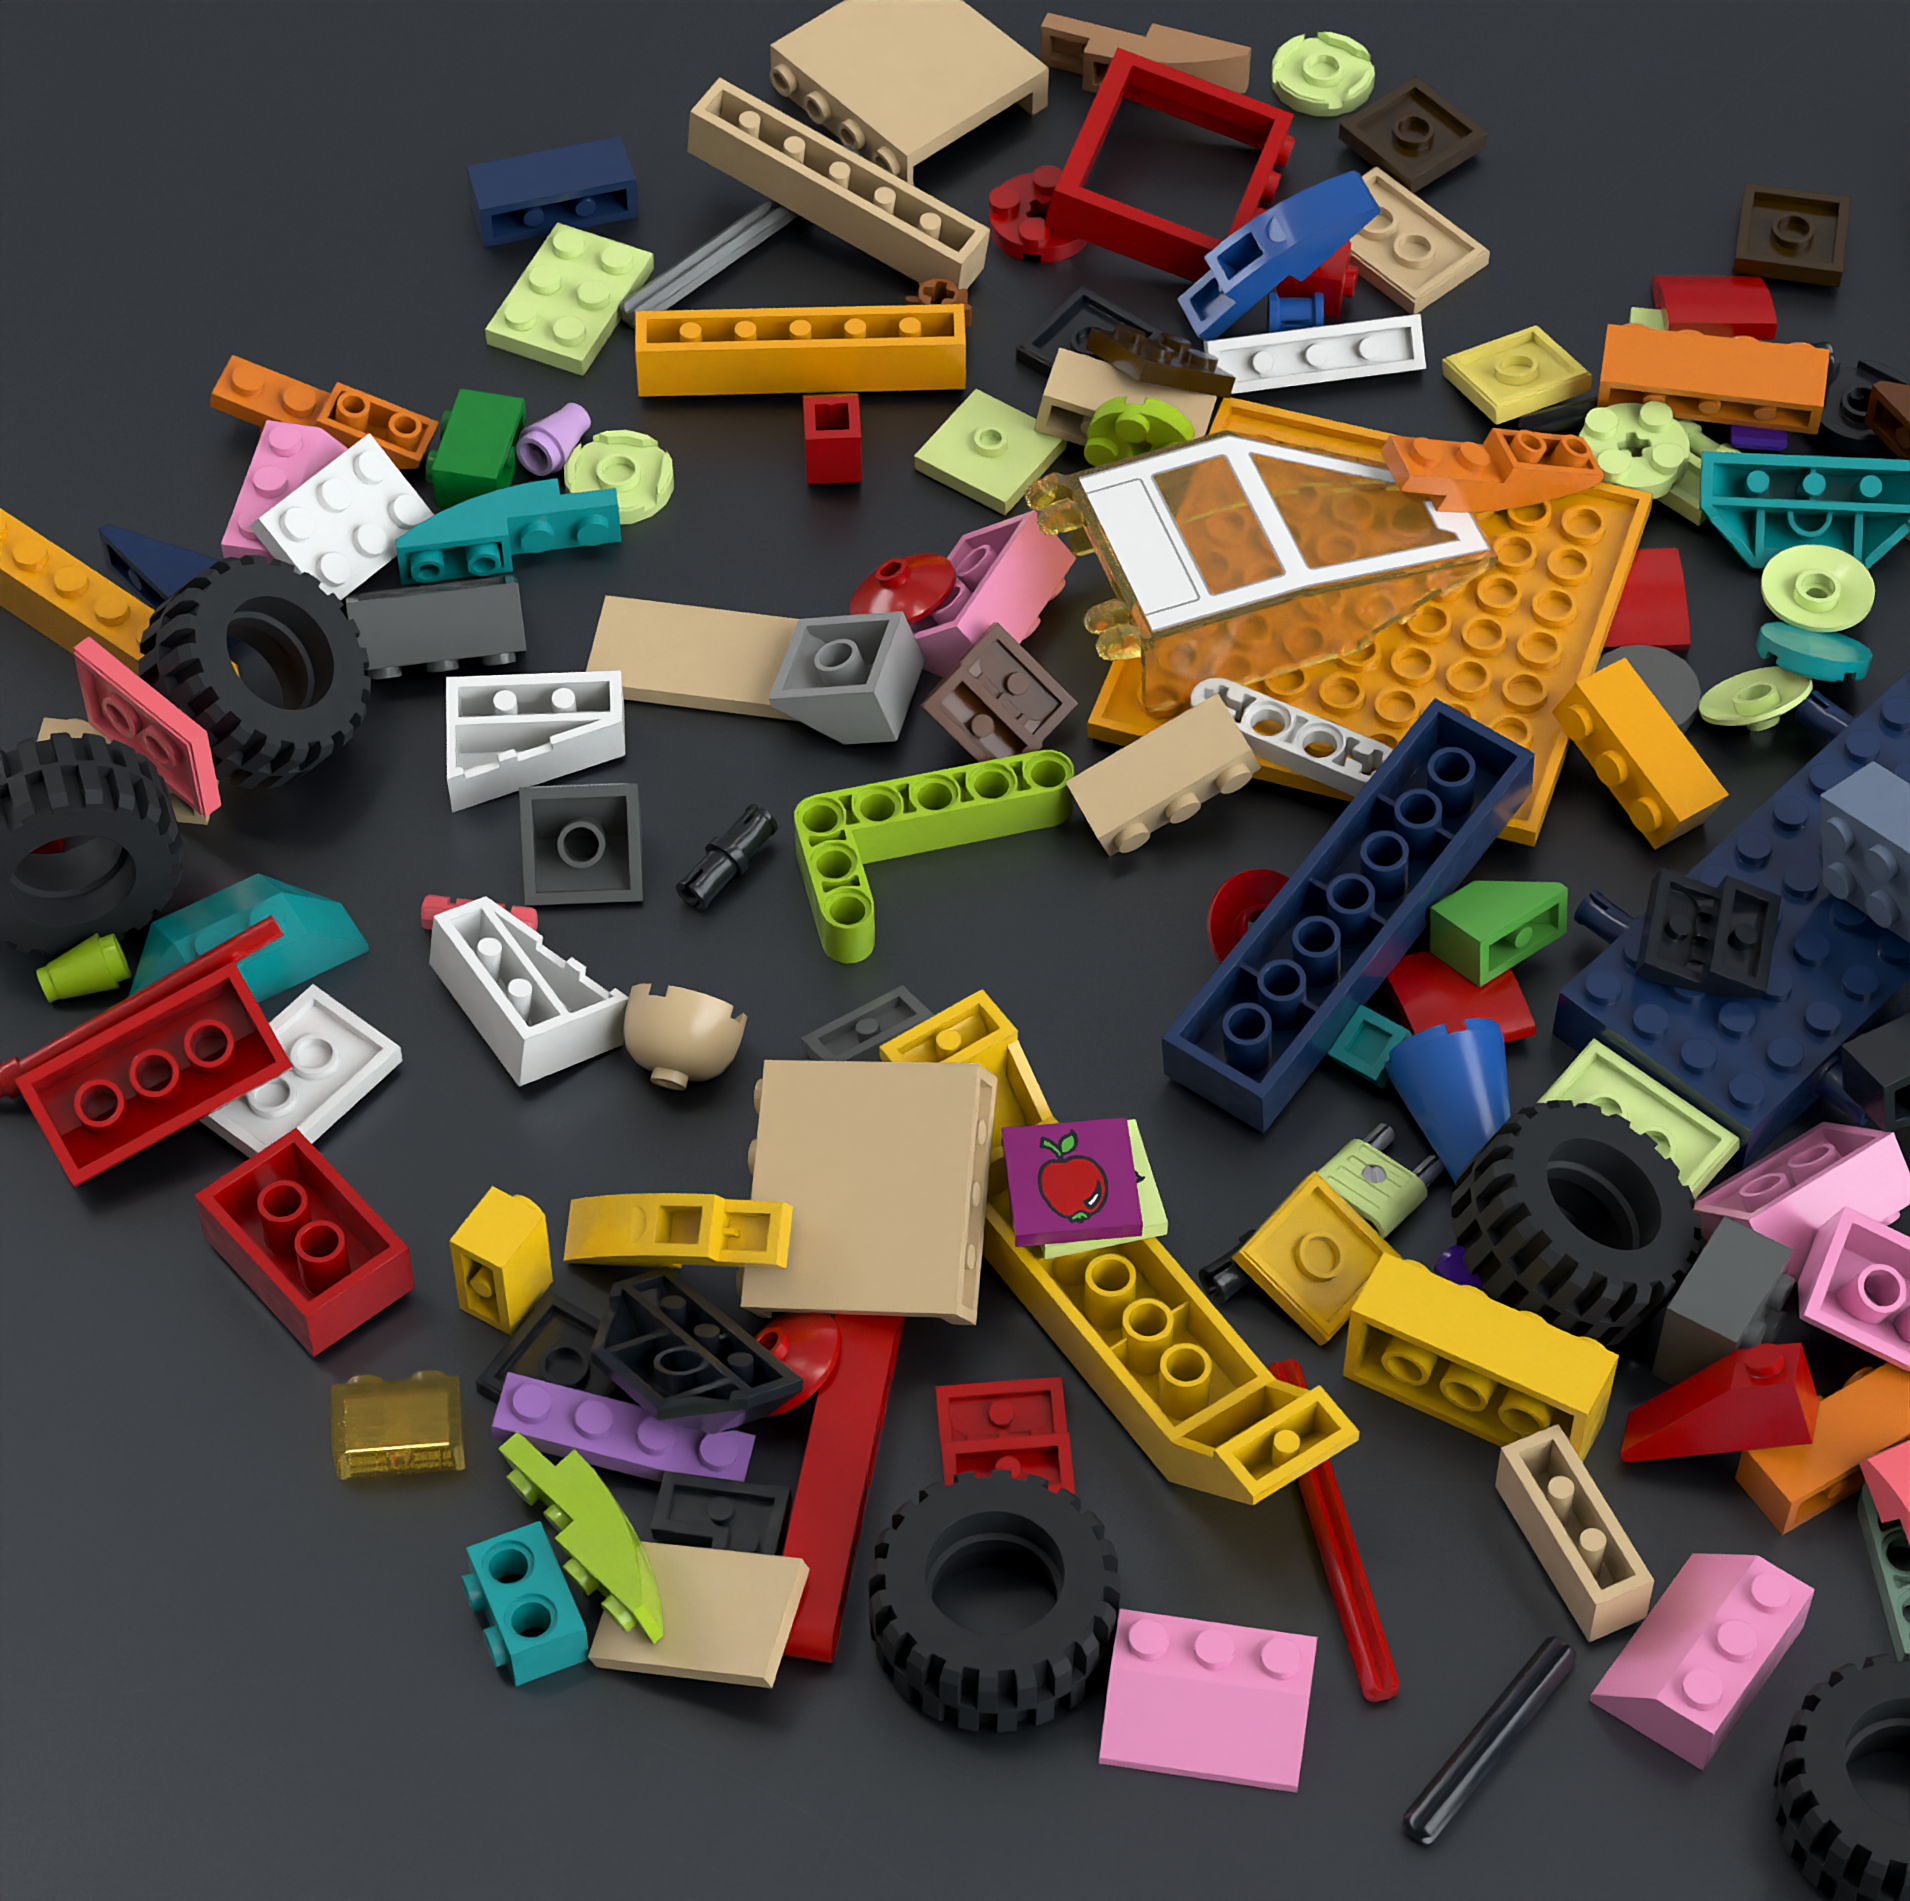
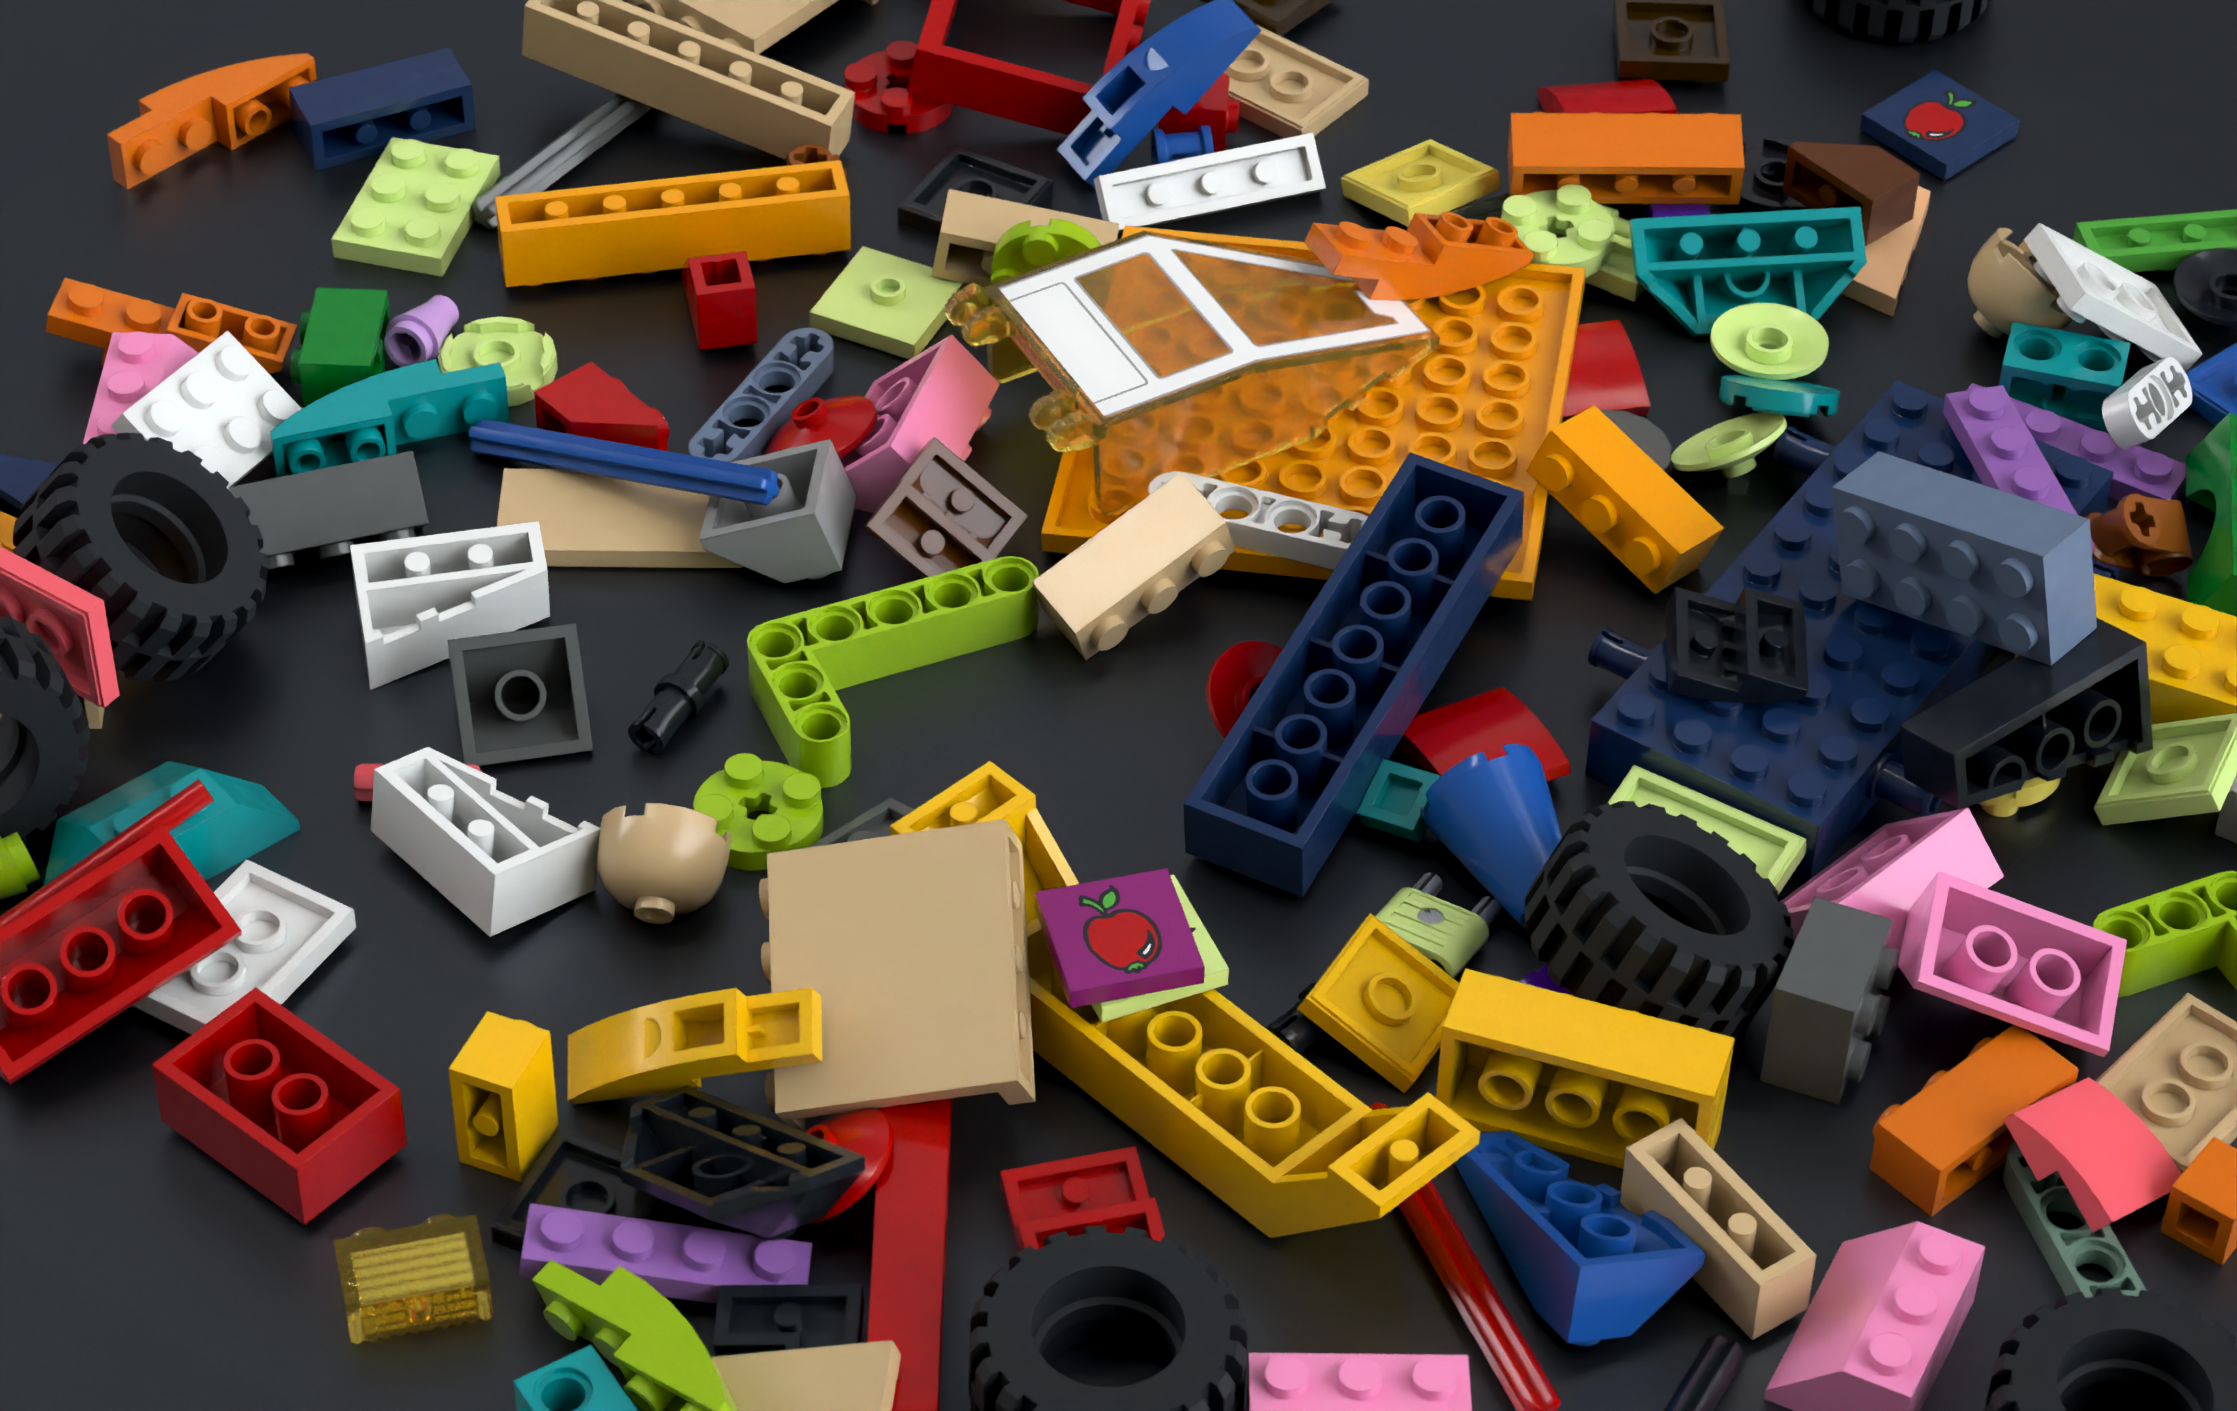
camera: 10 degrees left, 10 degrees down
(401, 172) = (218, 105): none -> orange slope
(700, 558) = (599, 408): none -> red slope
(713, 608) = (624, 462): none -> blue axle
(786, 957) = (767, 786): none -> lime plate
(847, 548) = (773, 410): none -> sand blue beam
(1161, 361) = (1055, 193): dark brown plate -> none
(1442, 1529) = (1571, 1245): none -> blue wedge
(1496, 925) = (1511, 669): bright green slope -> none
(1736, 1404) = (1862, 1080): red slope -> none

